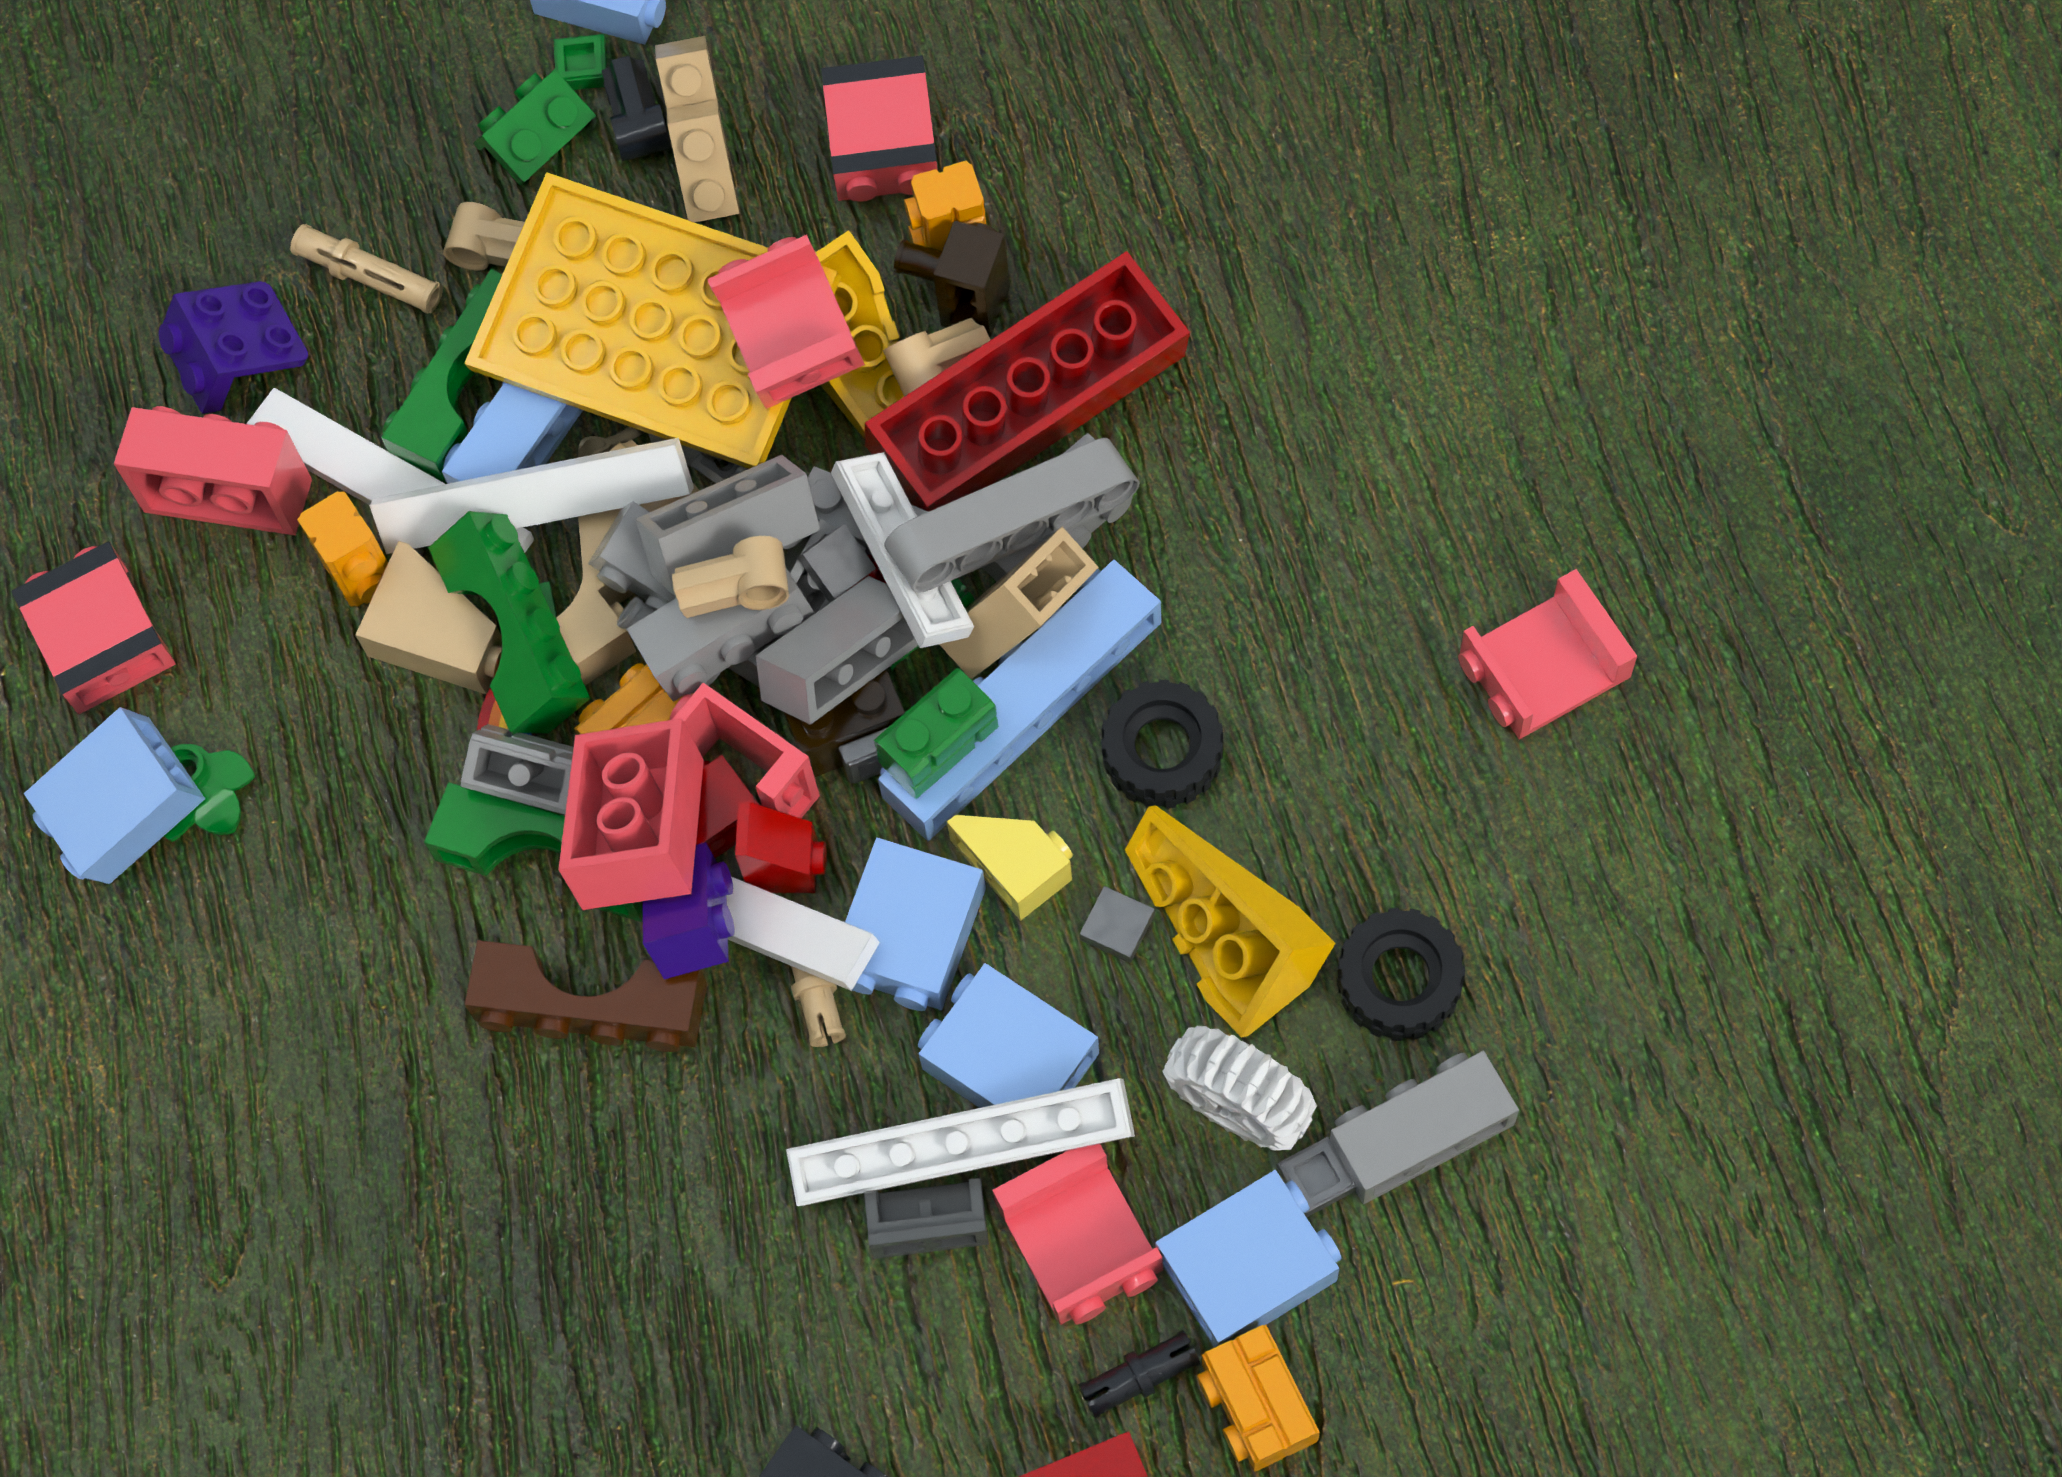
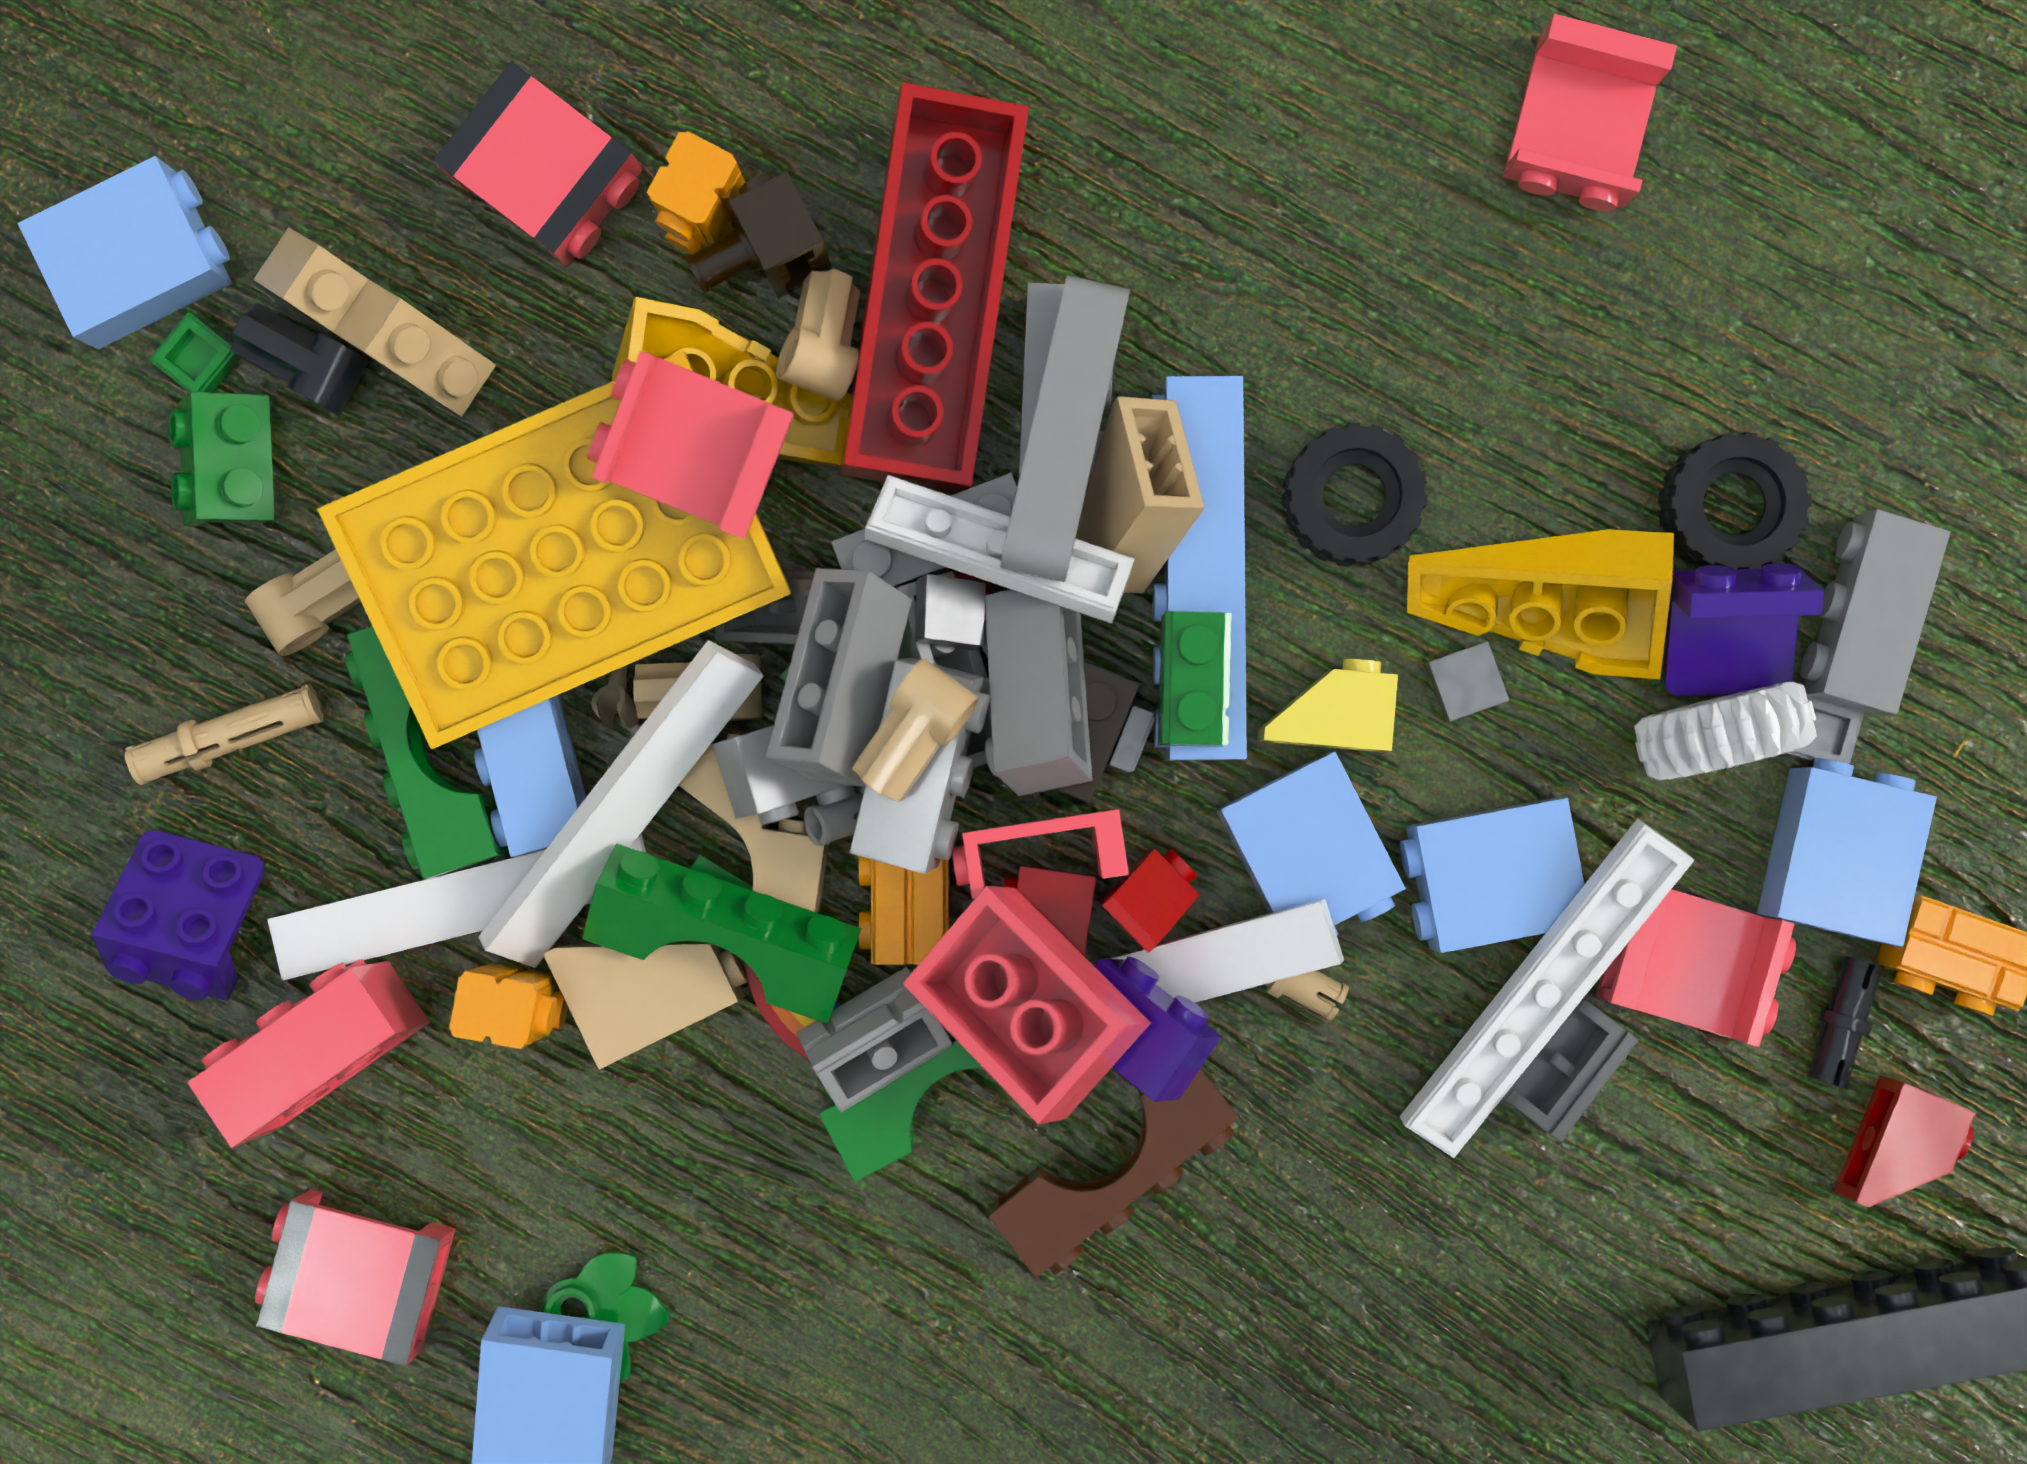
camera: 55 degrees left, 20 degrees up
(1322, 1037) = (1735, 627): none -> dark purple bracket

